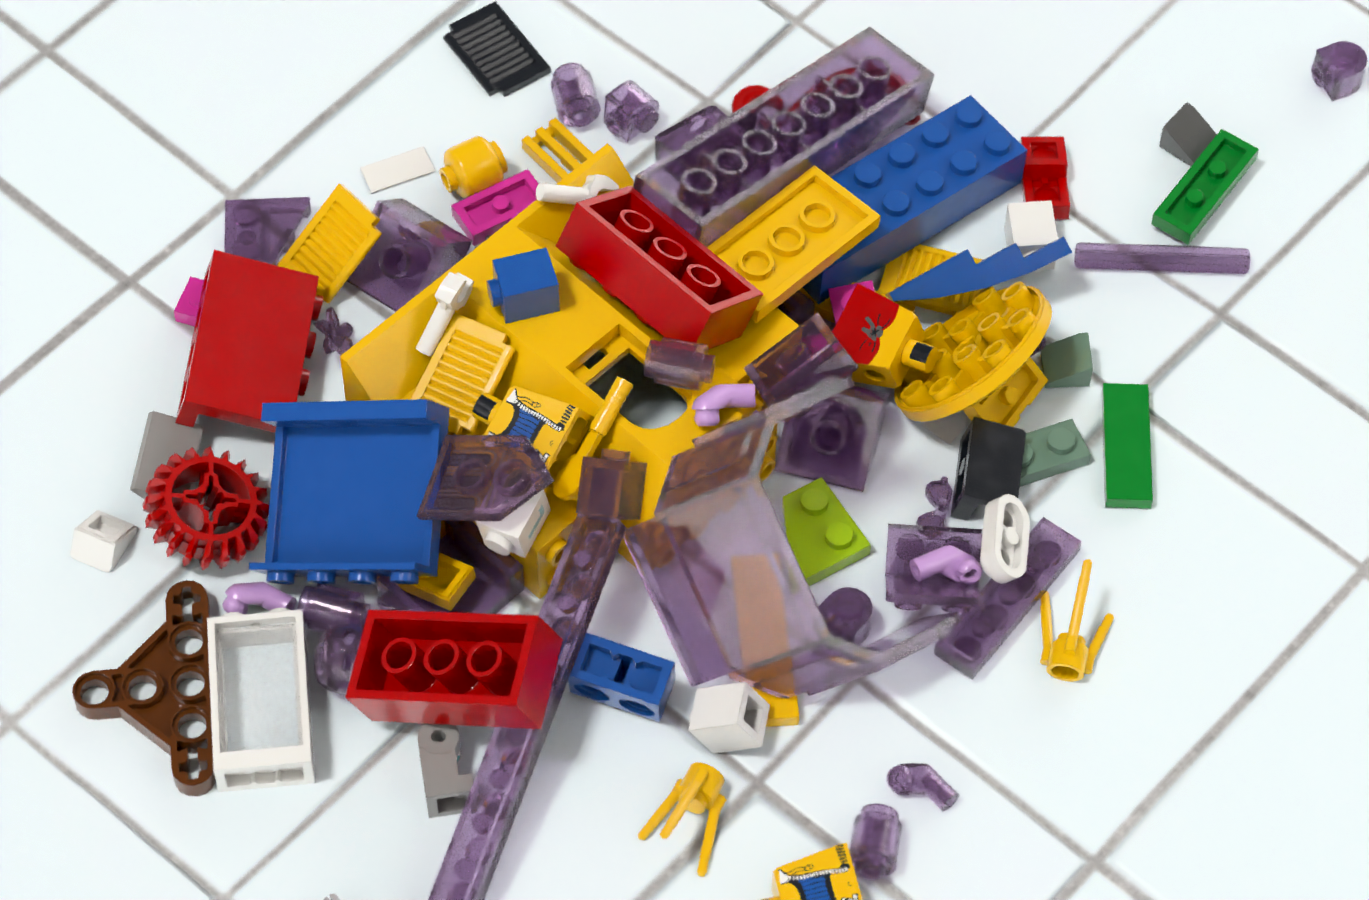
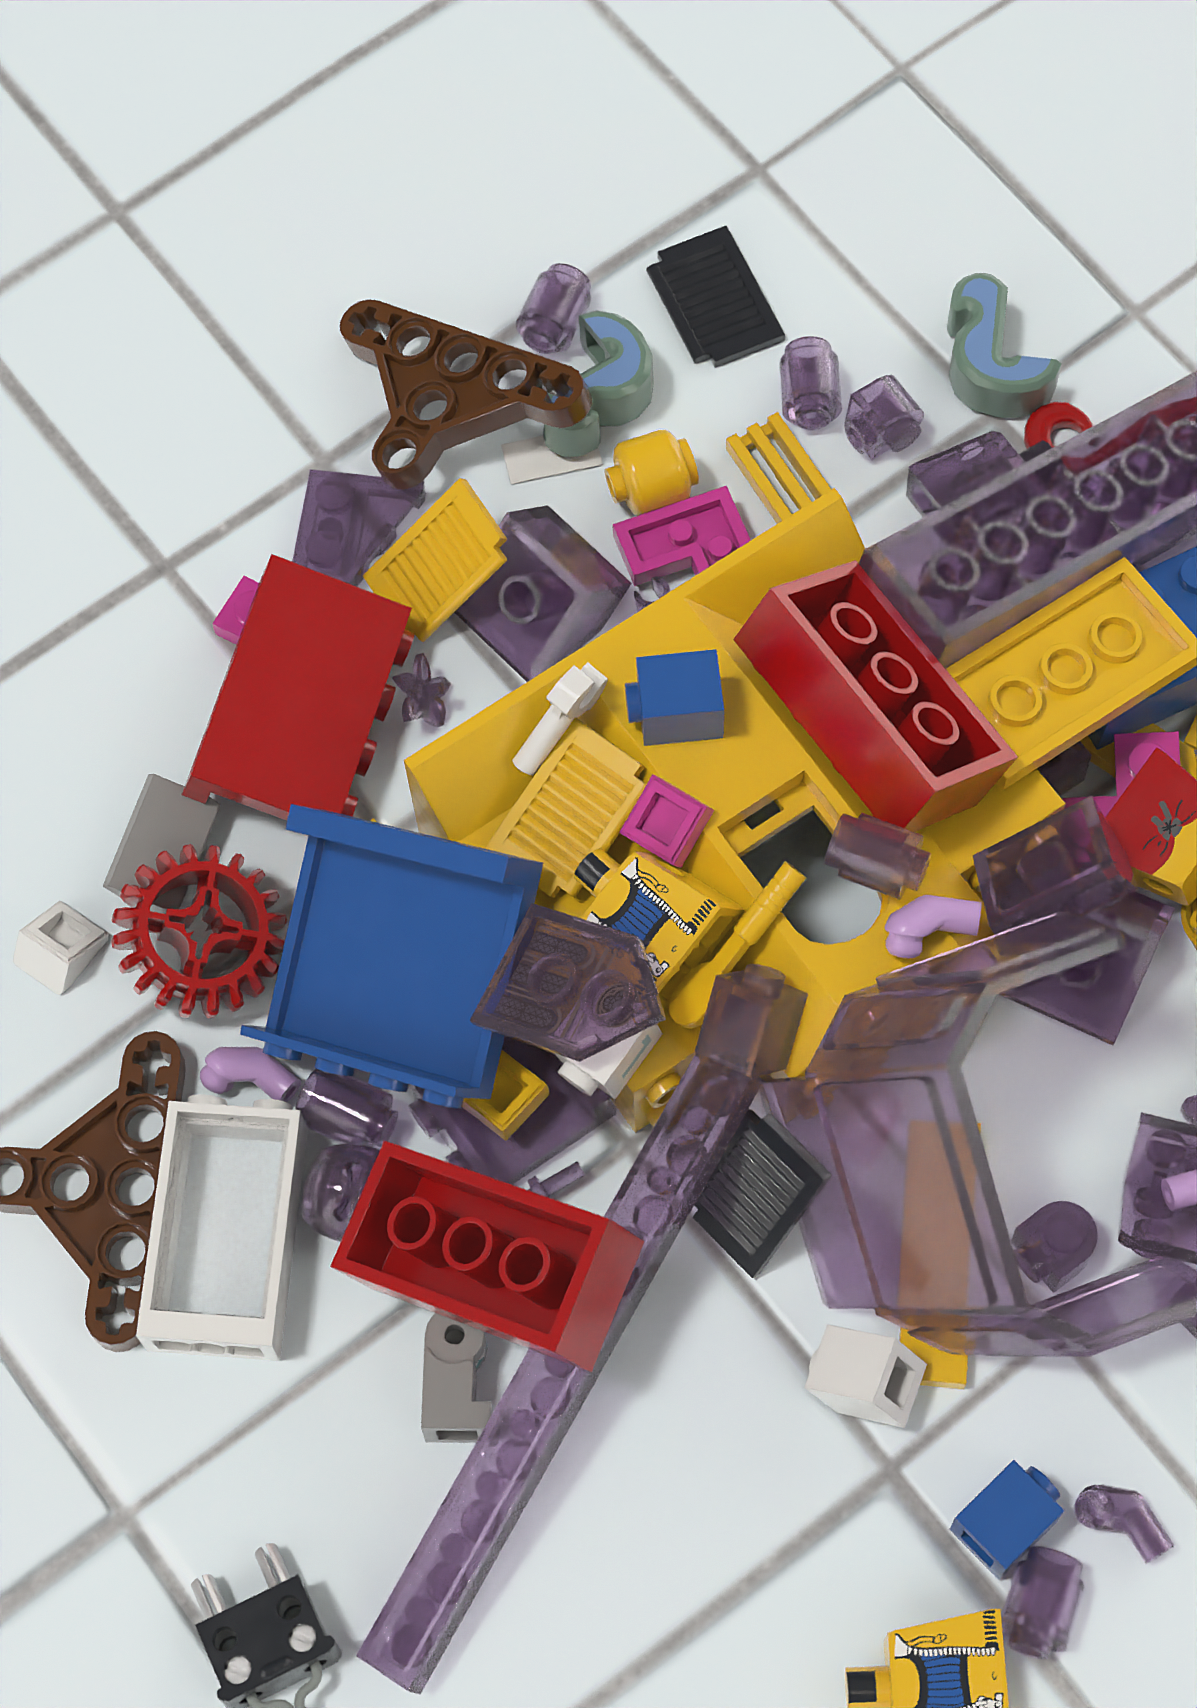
camera: 15 degrees right, 10 degrees up
(336, 133) = (472, 396): none -> reddish brown beam
(382, 70) = (553, 307): none -> clear purple brick
(430, 121) = (618, 382): none -> sand green animal
(530, 367) = (666, 821): none -> dark pink tile
(572, 194) = (786, 563): white bar -> none
(622, 677) = (726, 1288): blue brick -> none
(635, 602) = (759, 1191): none -> black window
(692, 71) = (977, 370): none -> sand green animal
(694, 793) = (803, 1476): yellow plant -> none
(821, 531) = (1040, 1102): lime wing -> none
(841, 793) = (1008, 1517): none -> blue brick

